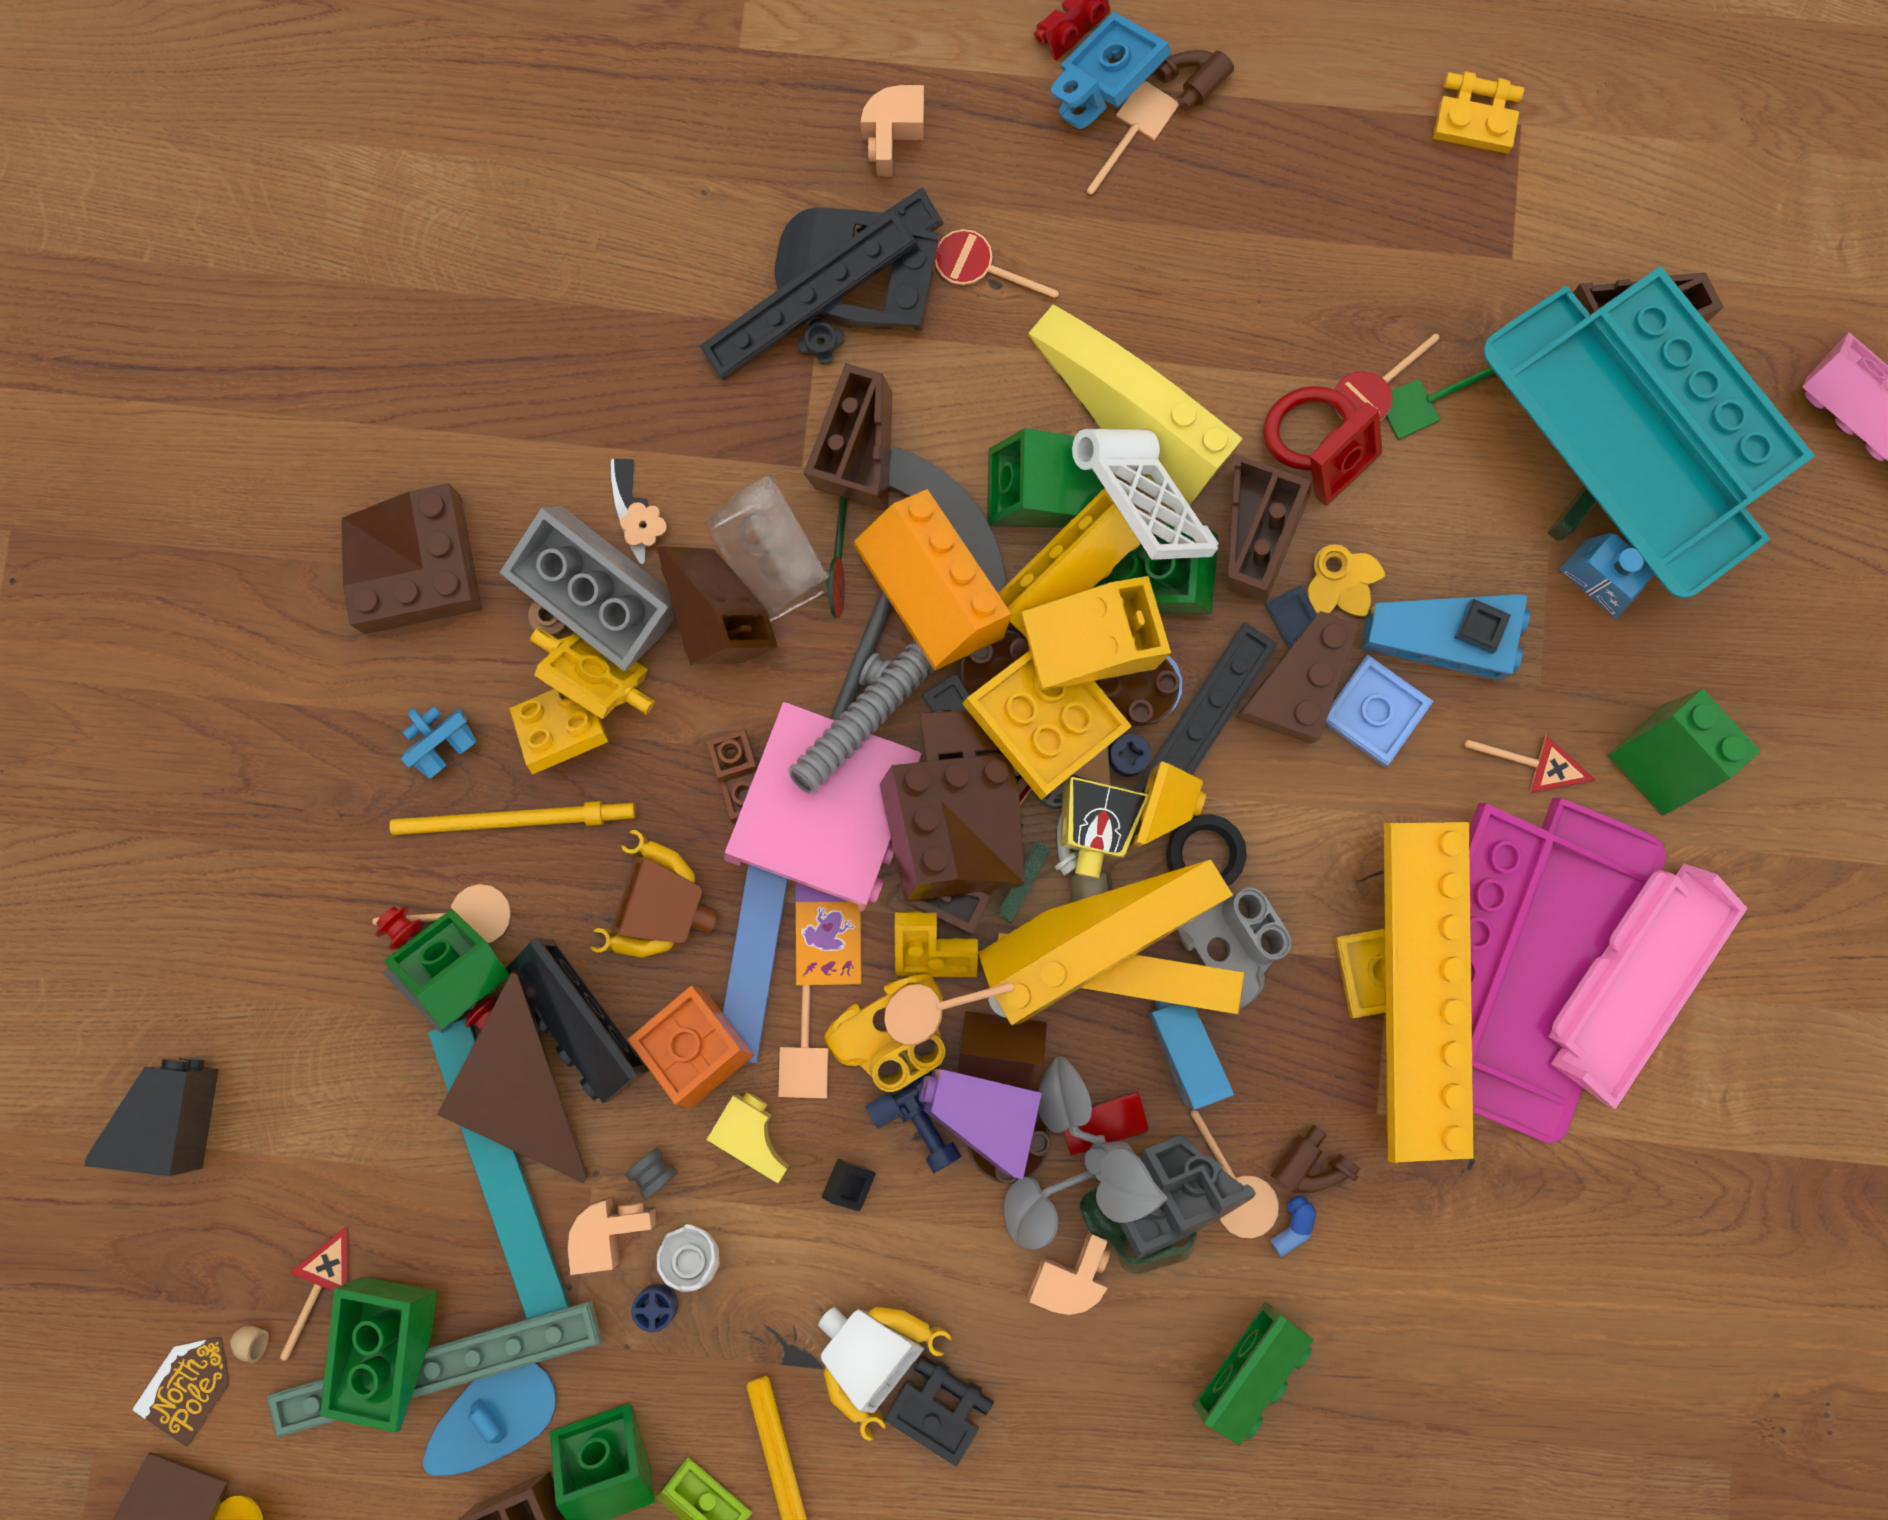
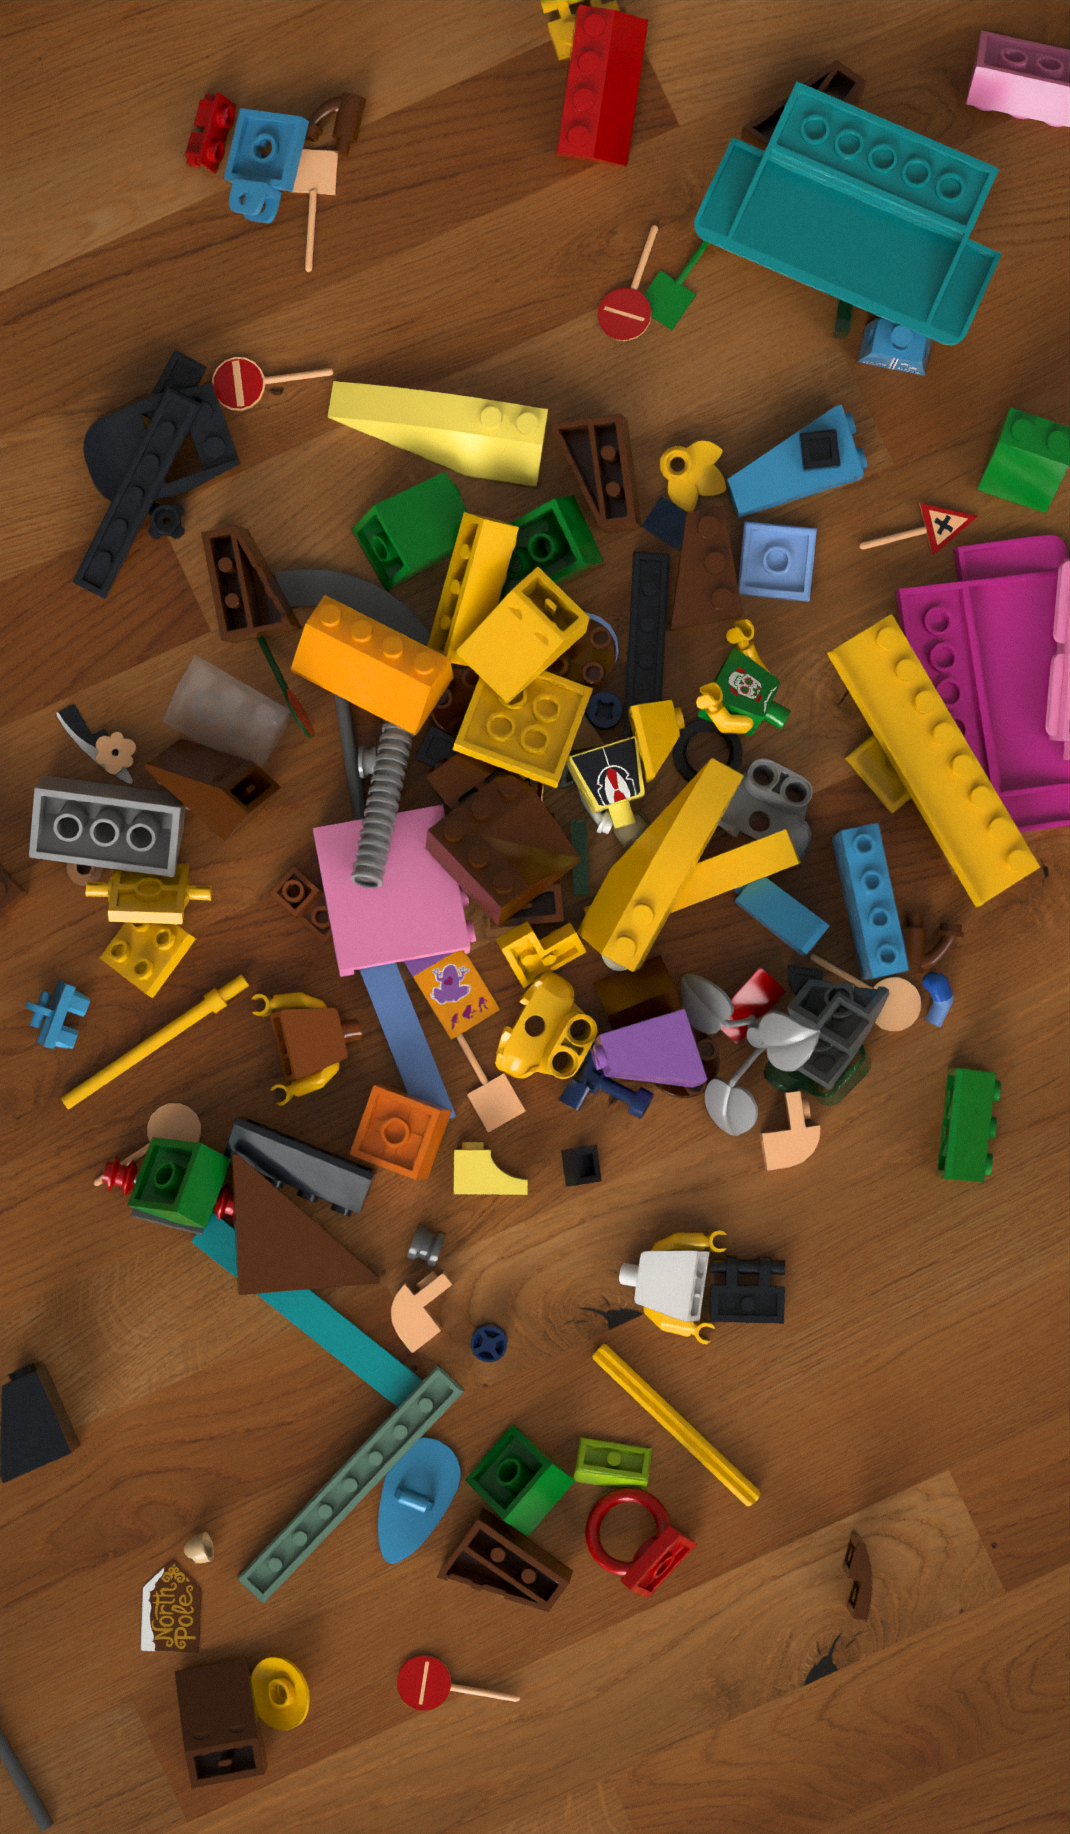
camera: 25 degrees left, 5 degrees up
(325, 1269) = (222, 1462): piece -> none
(375, 1351) = (301, 1494): green slope -> none
(688, 1258) = (492, 1290): white hair -> none
(891, 116) = (111, 302): light nougat brick -> none
(917, 1011) = (555, 1003): light nougat piece -> none
(1129, 455) = (465, 478): white piece -> none
(1170, 1125) = (798, 976): none -> black tile
(1276, 811) = (742, 689): none -> torso
(1287, 1095) = (869, 902): none -> dark azure panel
(1341, 453) = (632, 372): red tile -> none
(1464, 175) = (601, 86): none -> red slope

